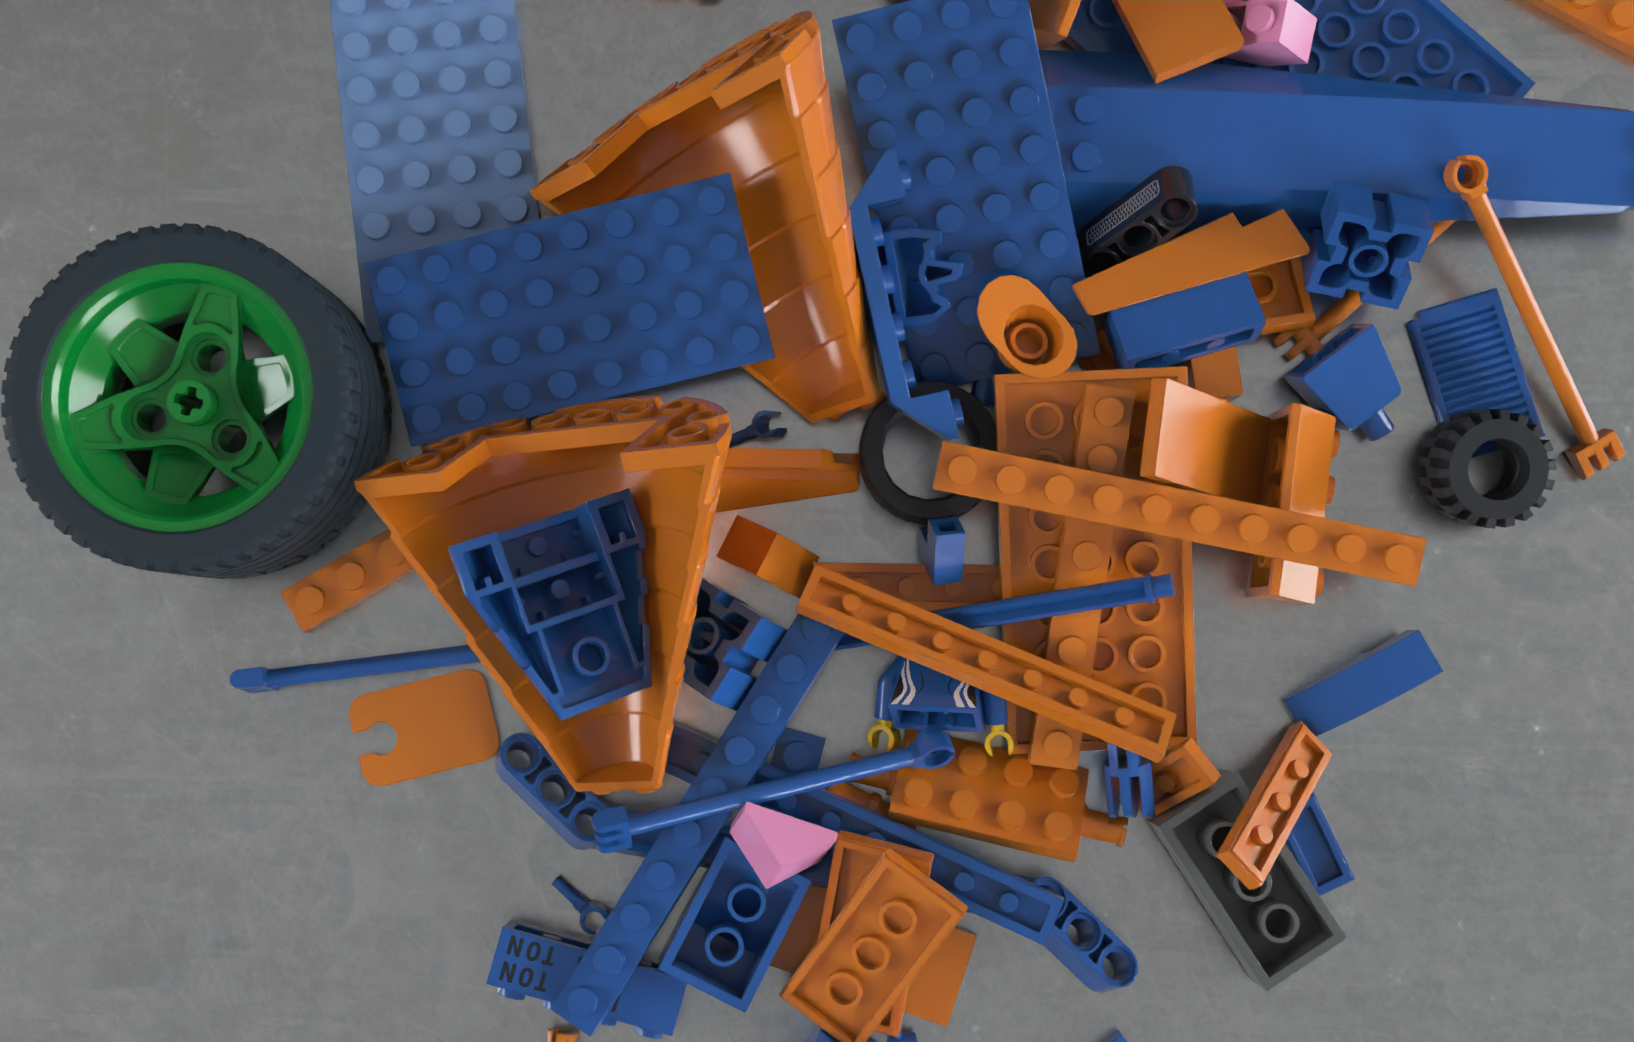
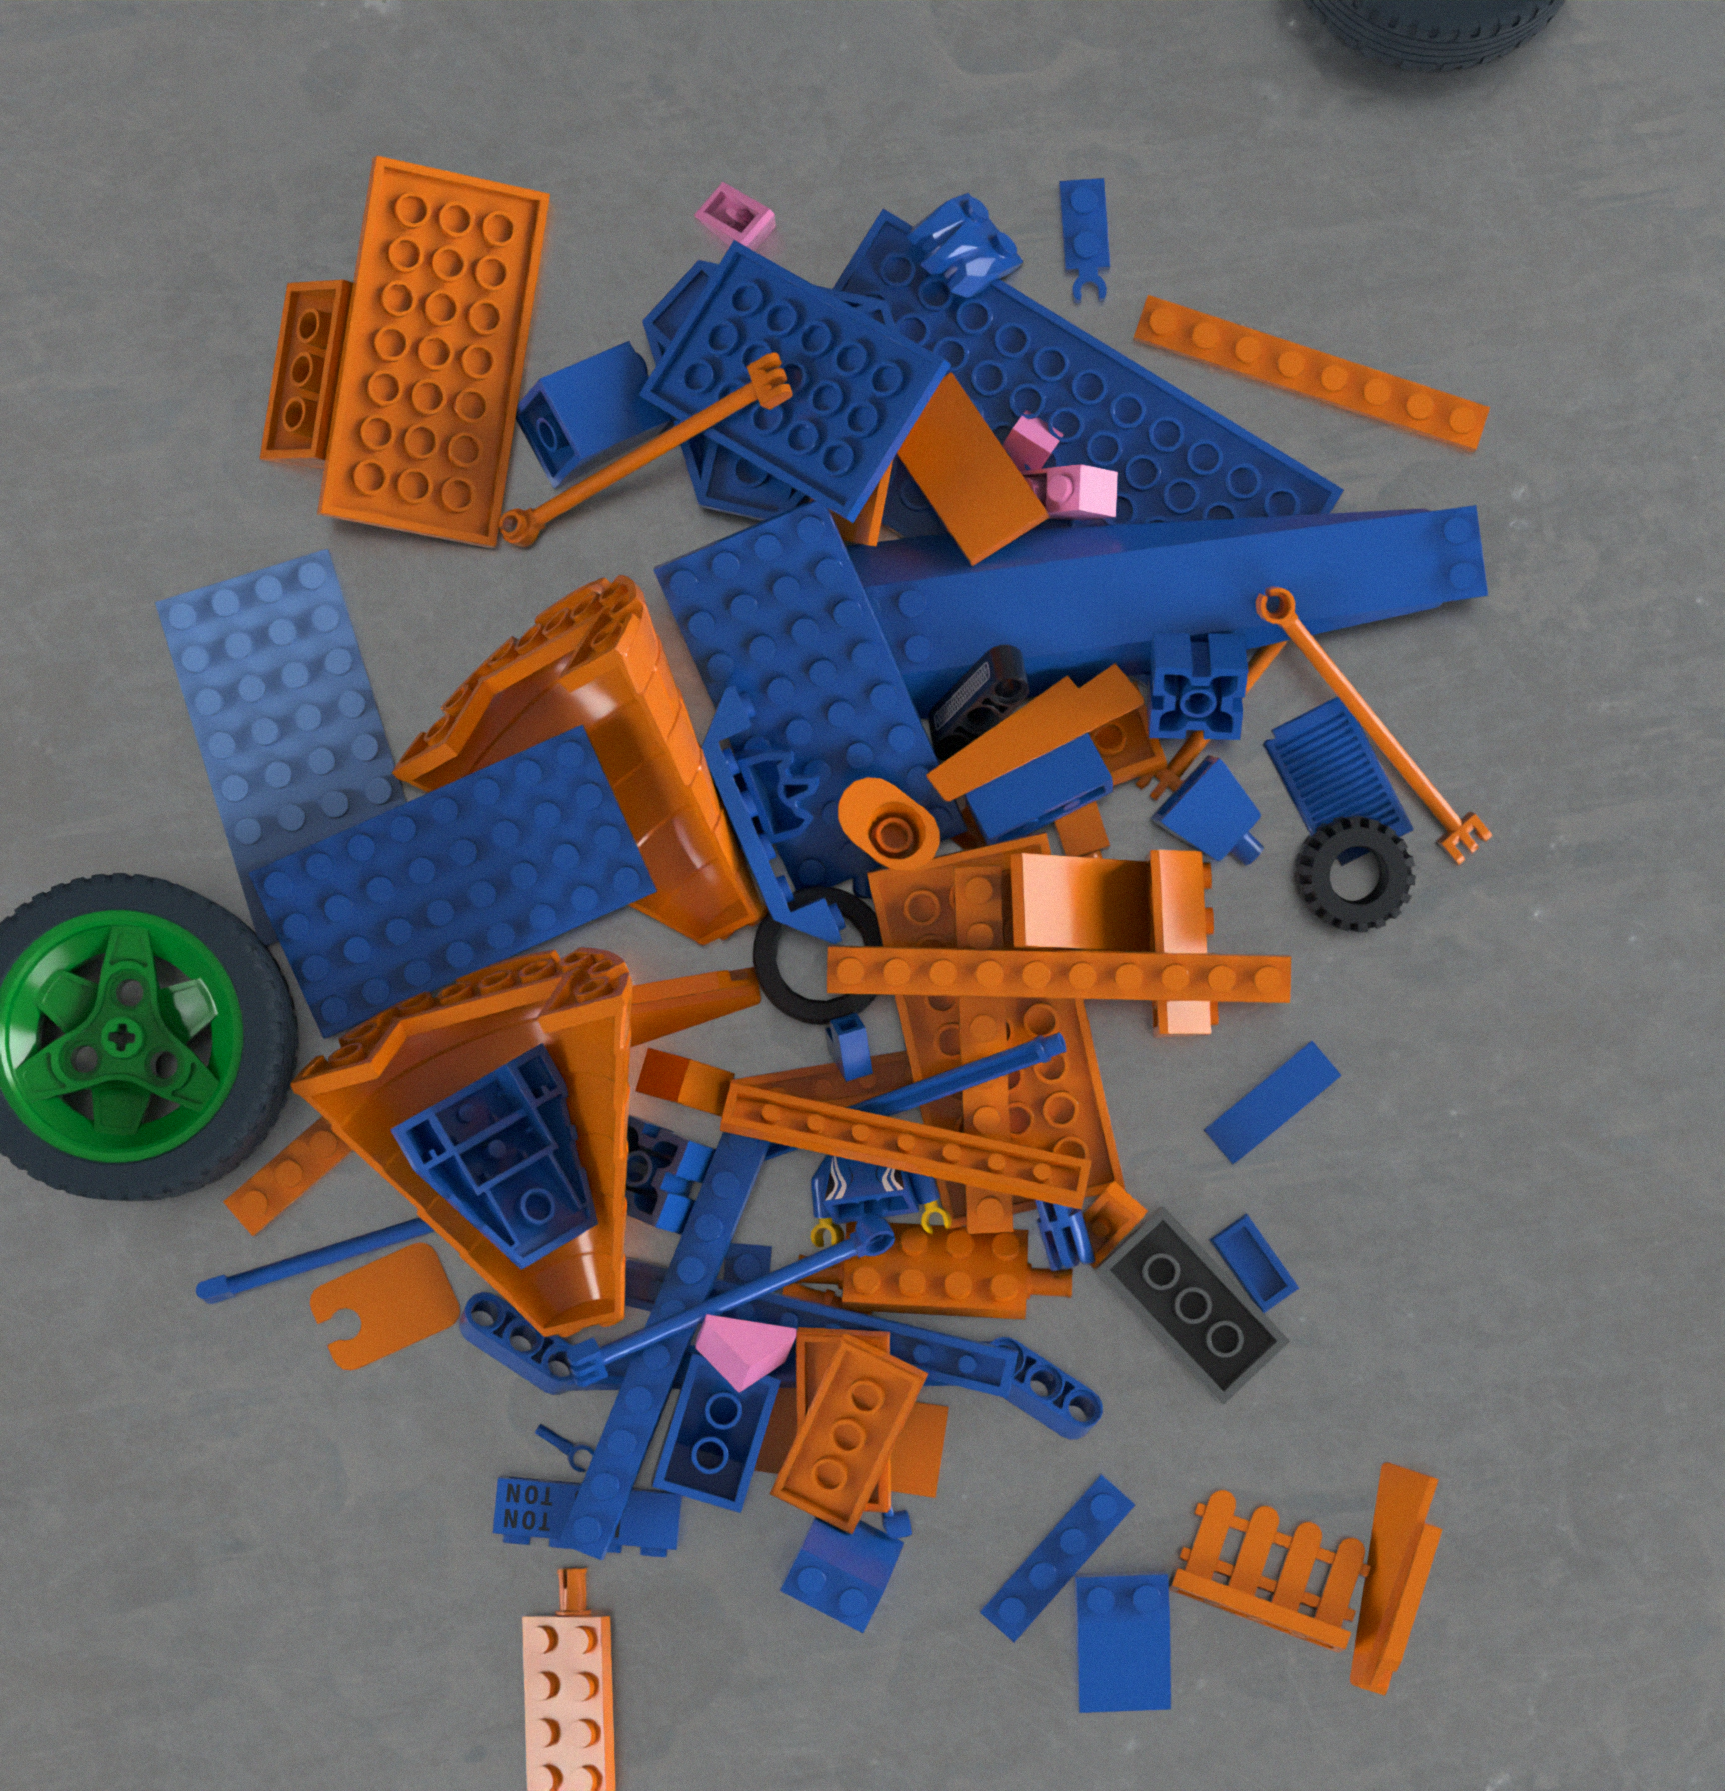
camera: 10 degrees left, 0 degrees up
(759, 428) = (654, 960): blue hand -> none
(1274, 806) = (1202, 1229): orange tile -> none

